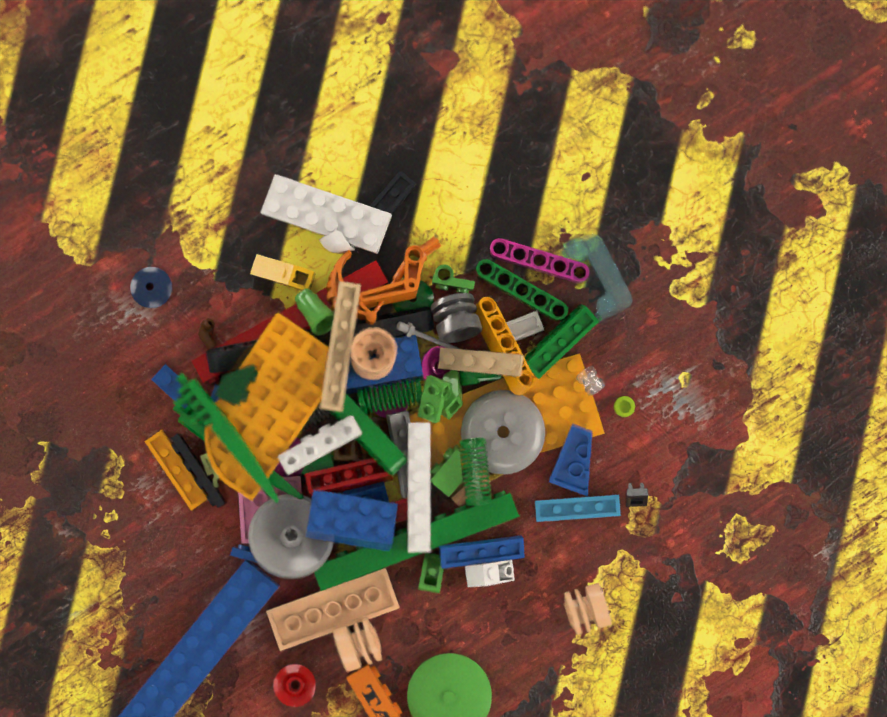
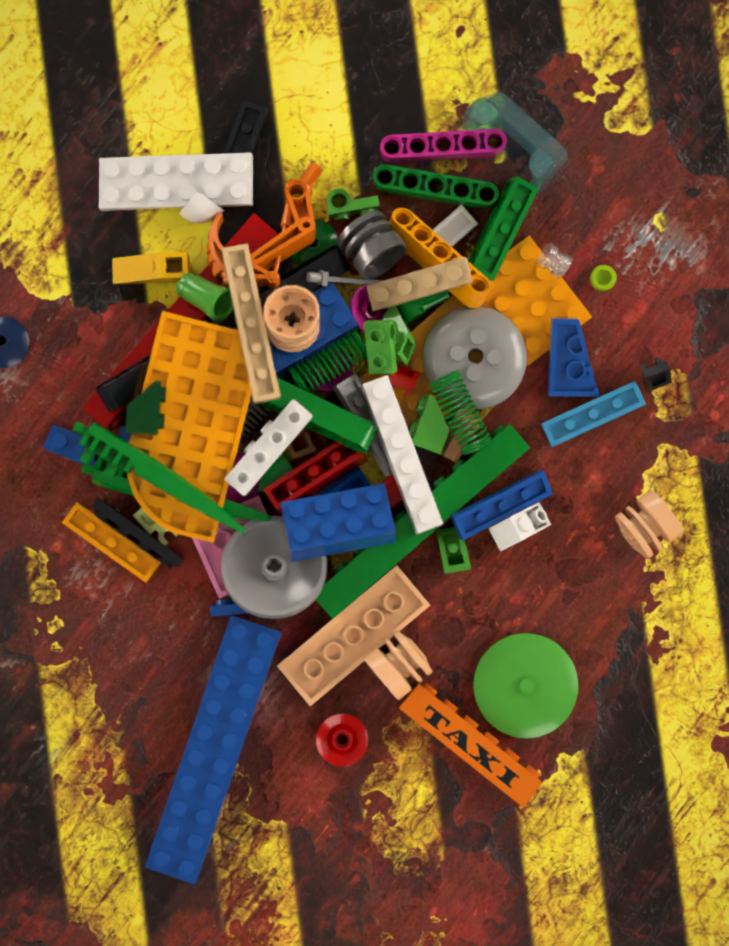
camera: 25 degrees left, 0 degrees up
(205, 333) = (85, 367): reddish brown arm -> none
(443, 428) = (404, 378): none -> red tile

